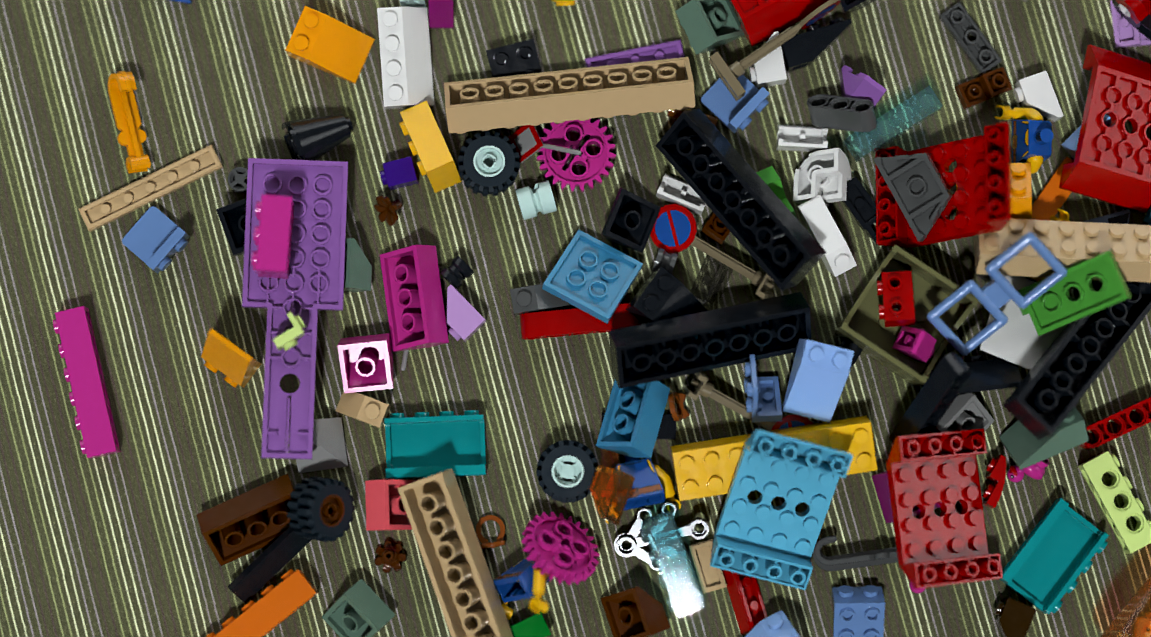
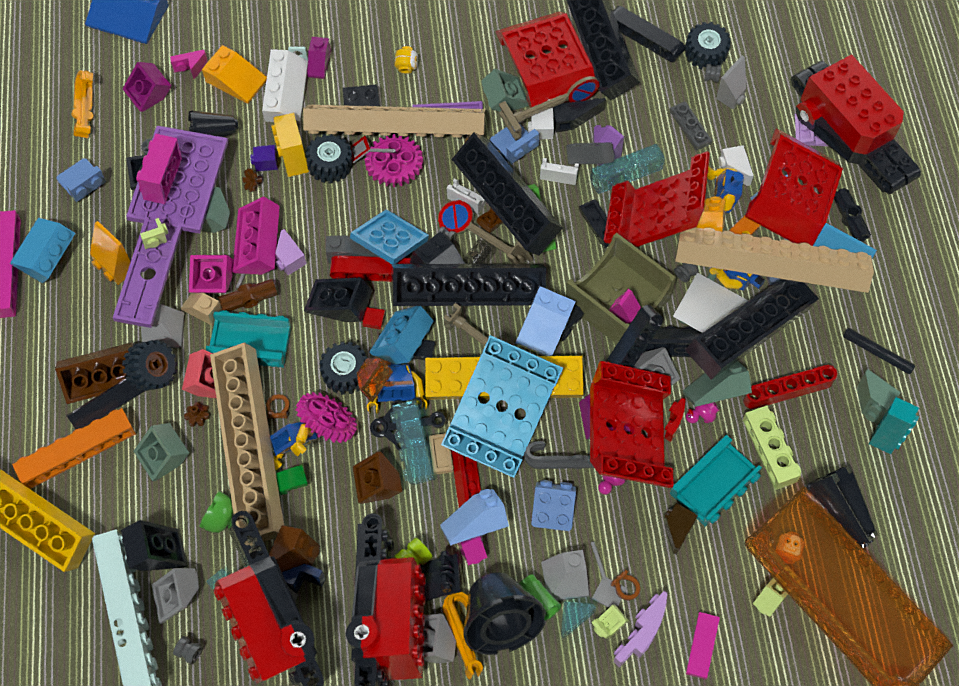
camera: 10 degrees right, 20 degrees down
(136, 358) = (42, 249): none -> dark azure slope
(150, 188) = (86, 148): tan tile -> none
(210, 80) = (146, 86): none -> magenta slope
(268, 30) = (194, 61): none -> dark pink slope
(421, 383) = (248, 295): none -> reddish brown piece
(456, 272) = (291, 225): black wheel -> none
(536, 200) = (360, 185): light aqua wheel -> none
(540, 372) = (339, 299): none -> black slope
(590, 391) = (373, 318): none -> red tile
(630, 221) = (423, 205): black slope -> none
(679, 398) = (440, 332): dark orange piece -> none
(762, 394) = (504, 332): medium blue bracket -> none
(824, 175) = (570, 196): white brick -> none
(826, 232) = (570, 236): white slope -> none
(897, 298) = (614, 275): red brick -> none
(916, 189) = (637, 202): dark grey wing -> none
(983, 88) = (684, 157): reddish brown slope -> none
(997, 293) = (690, 271): medium blue bar -> none
(1057, 308) = (729, 286): bright green hinge -> none

